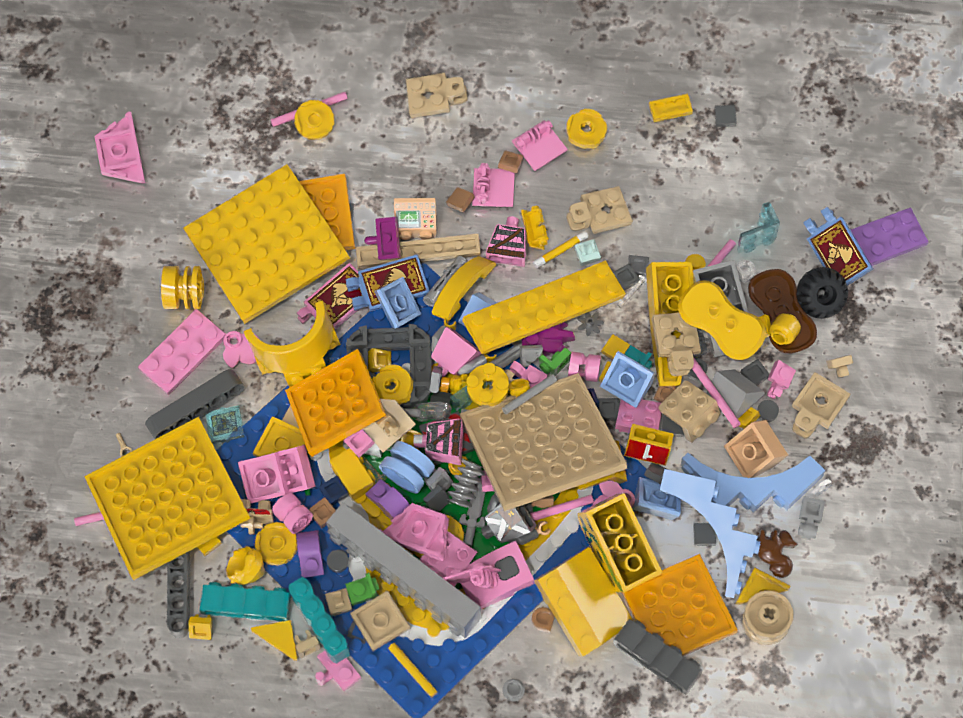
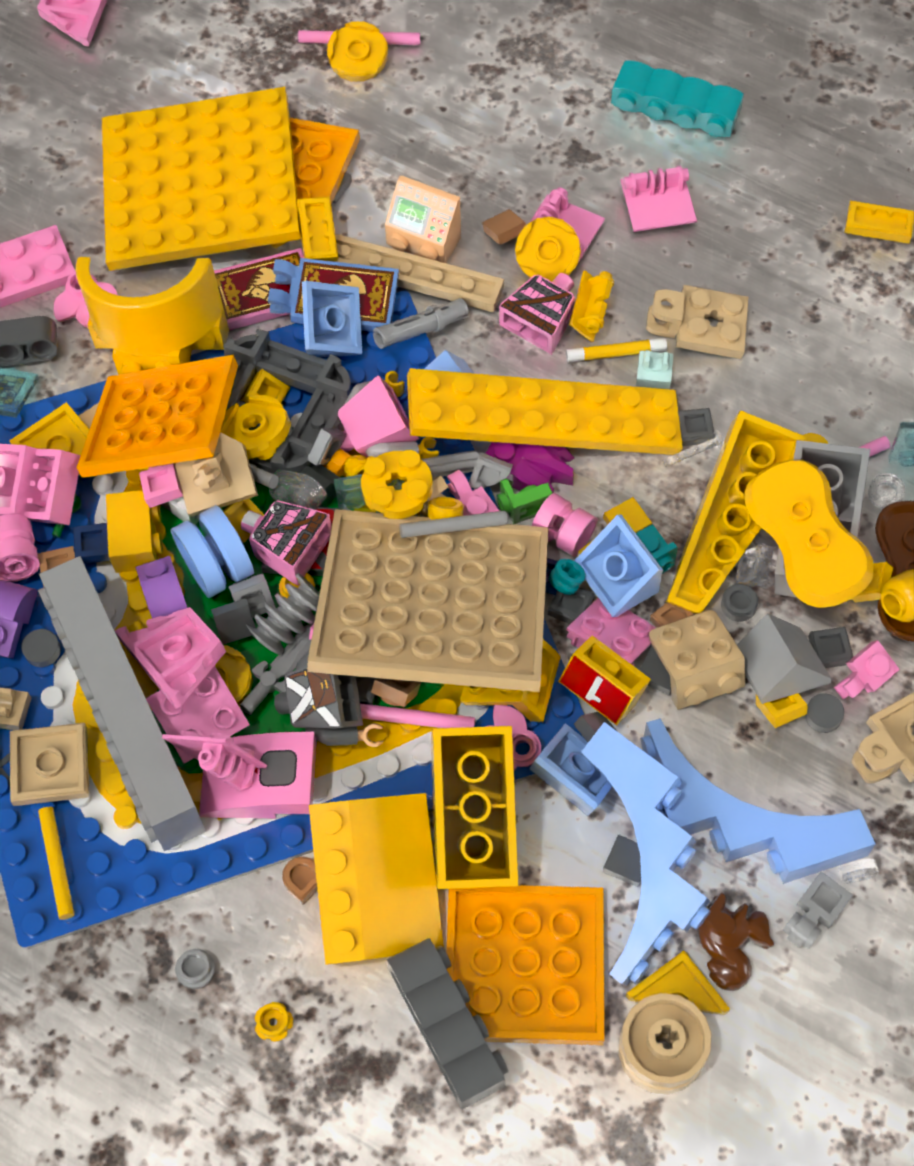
camera: 25 degrees right, 5 degrees down
(183, 287) = (47, 184): yellow wheel -> none
(357, 249) = (317, 229): none -> yellow plate
(362, 589) = (51, 705): bright green bracket -> none
(375, 473) = (167, 539): clear pin -> none
(386, 239) = (365, 230): magenta plate -> none
(443, 92) = (553, 80): tan plate -> none
(458, 285) = (407, 347): yellow slope -> none
(494, 205) = (547, 248): none -> yellow tile
(510, 161) = (604, 205): medium nougat tile -> none
(518, 75) = (677, 98): none -> teal brick
(567, 691) = (273, 1011): none -> yellow plate
(586, 139) = (734, 218): yellow plate -> none
(590, 326) = (607, 469): flat silver plant -> none
(601, 395) = (567, 576): none -> teal bush
(639, 264) = (722, 415): flat silver tile -> none
(680, 350) = (722, 557): tan plate -> none
(715, 394) = (748, 647): bright pink bar -> none
(755, 449) = (776, 762): light nougat slope -> none

